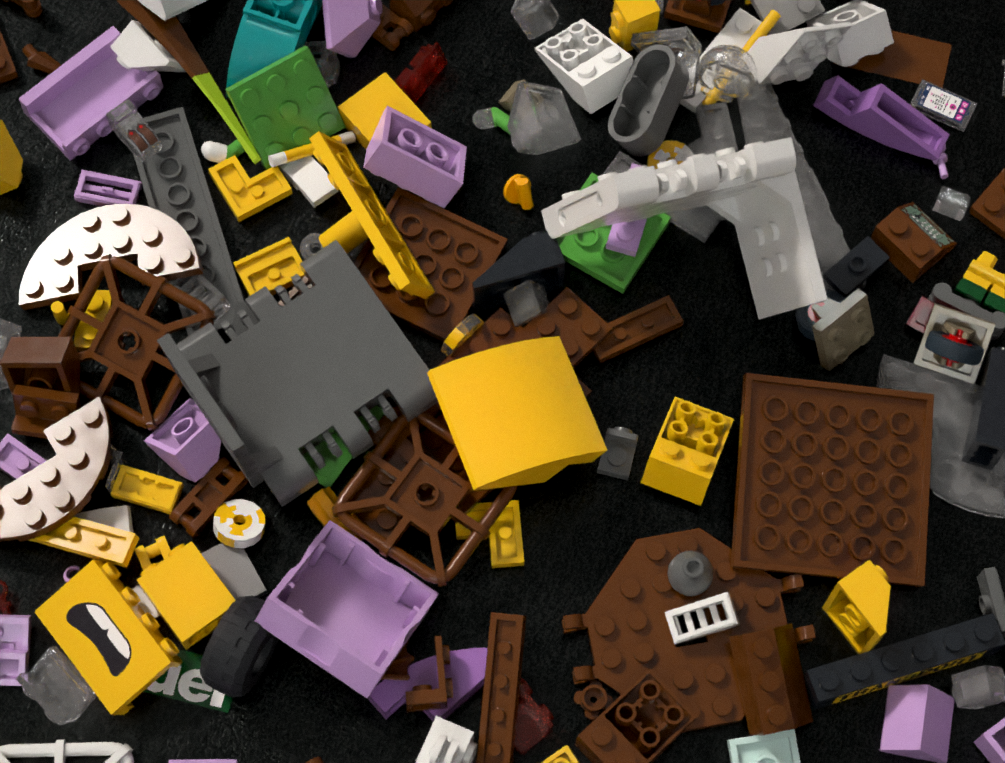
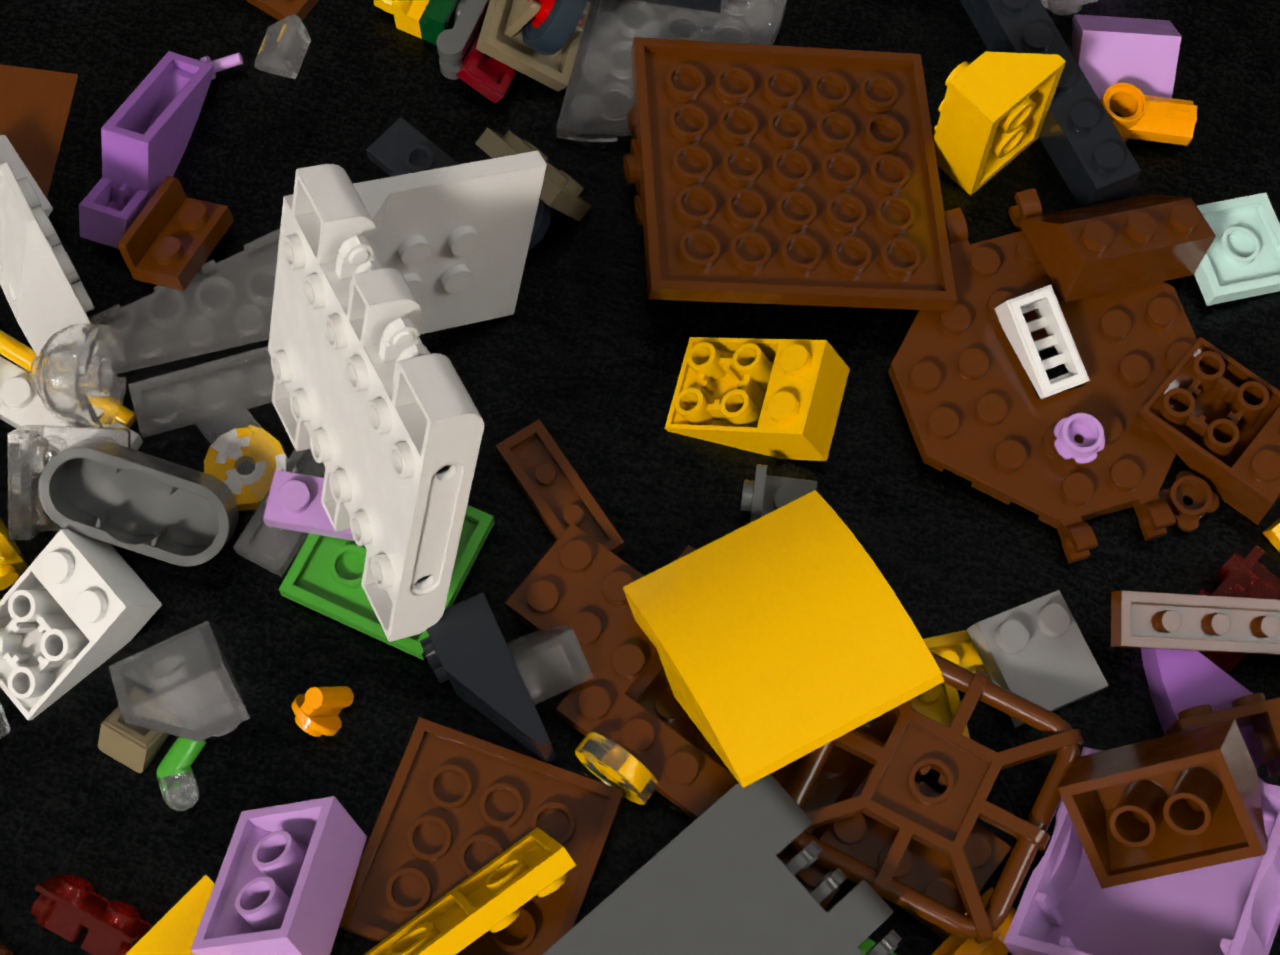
camera: 95 degrees left, 0 degrees up
(389, 608) = (1166, 804): none -> reddish brown slope
(500, 583) = (1038, 653): none -> light grey plate
(640, 621) = (1079, 425): none -> lavender plate
(690, 573) = (974, 365): dark grey brick -> none
(820, 129) = (173, 236): none -> reddish brown bracket
(867, 728) = (1149, 116): none -> light orange piece
(912, 240) = (359, 96): reddish brown slope -> none
(943, 105) = (111, 67): tile -> none

